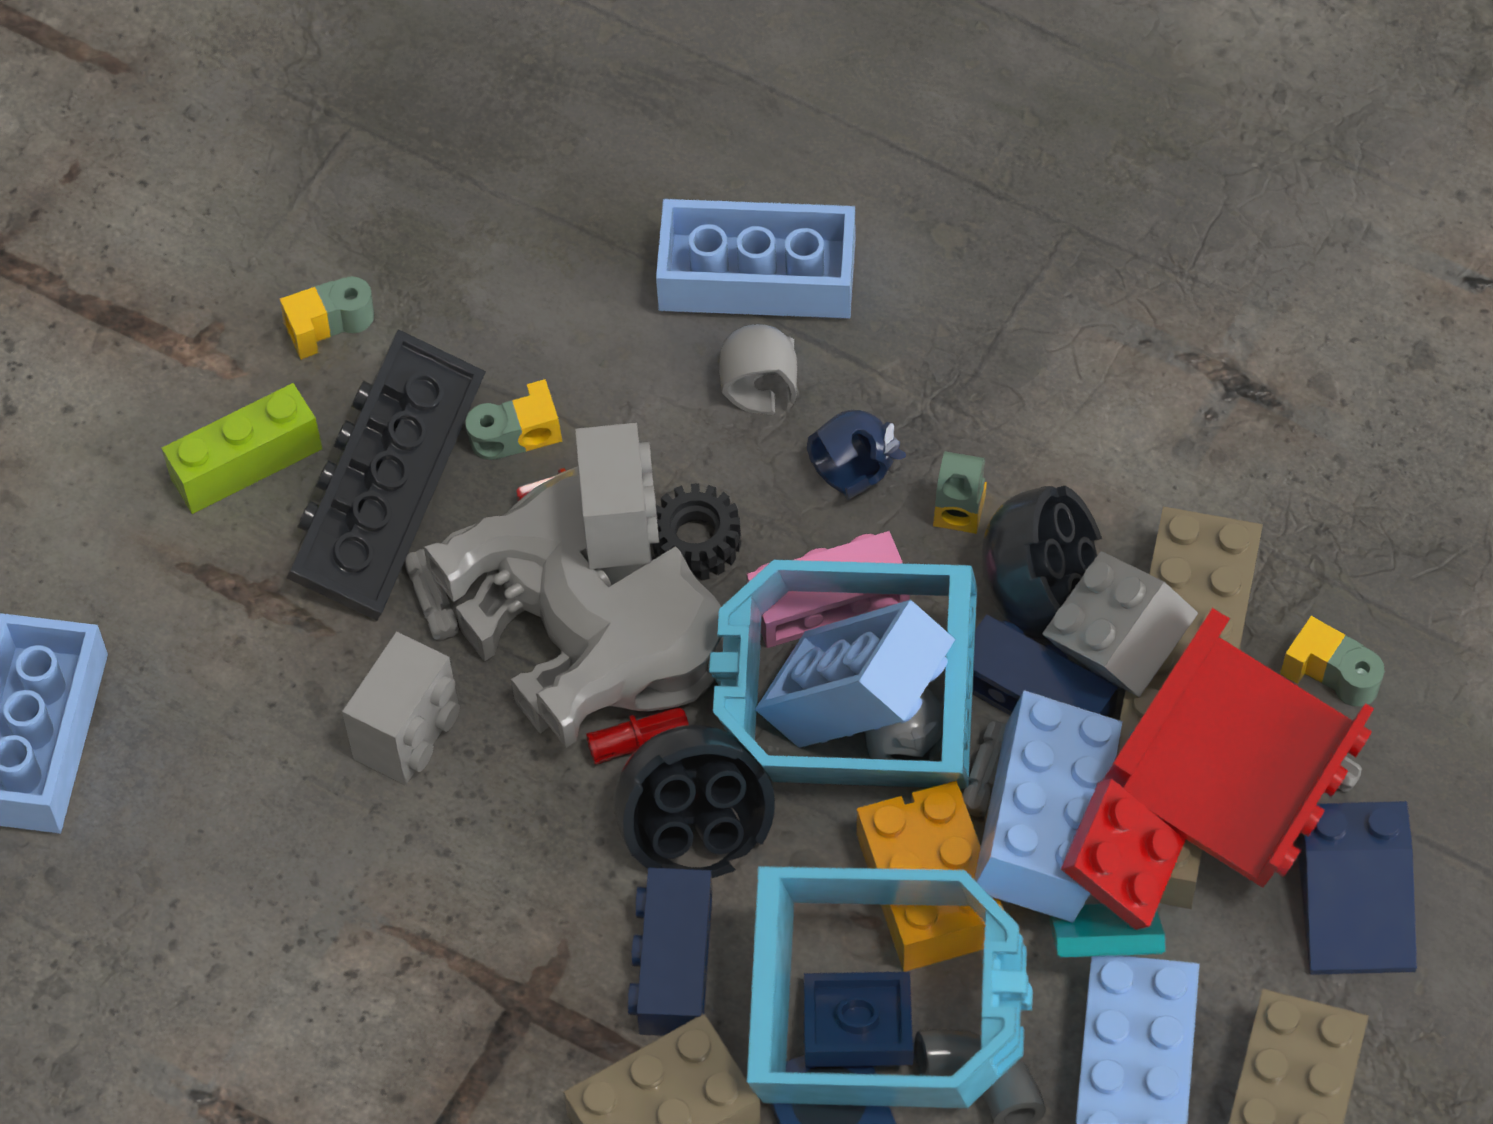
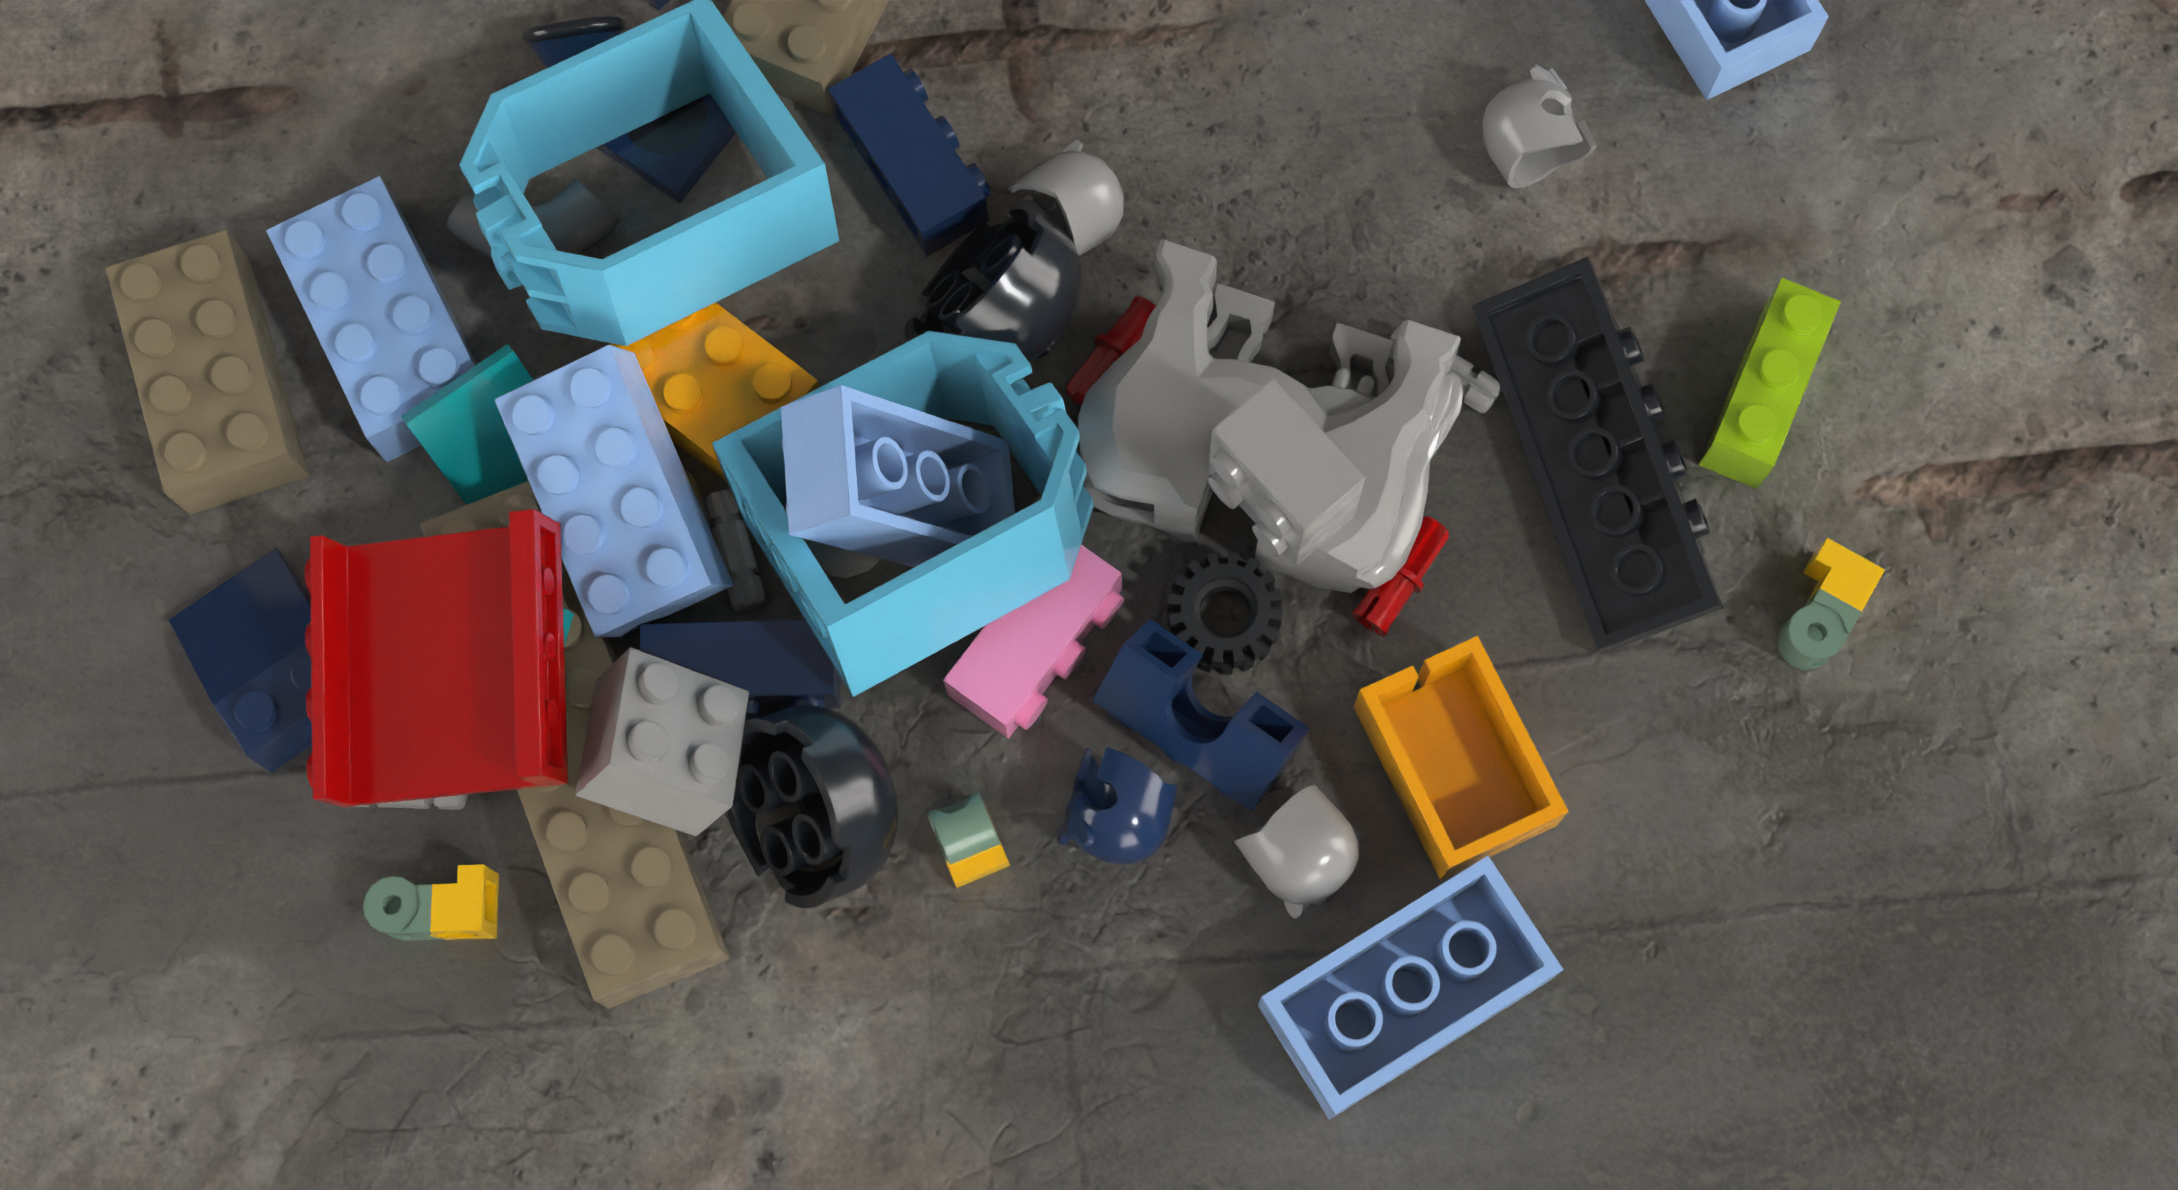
camera: 145 degrees right, 15 degrees up
(251, 694) = (1533, 130): none -> light grey helmet
(401, 709) = (1354, 196): light grey brick -> none
(514, 425) = (1523, 594): leg -> none
(587, 836) = (1084, 192): none -> light grey helmet
(623, 352) = (1459, 758): none -> light orange piece
(777, 503) = (1154, 695): none -> dark blue arch
(858, 1019) = (674, 181): dark blue tile -> none
(1123, 854) = (486, 455): red plate -> none

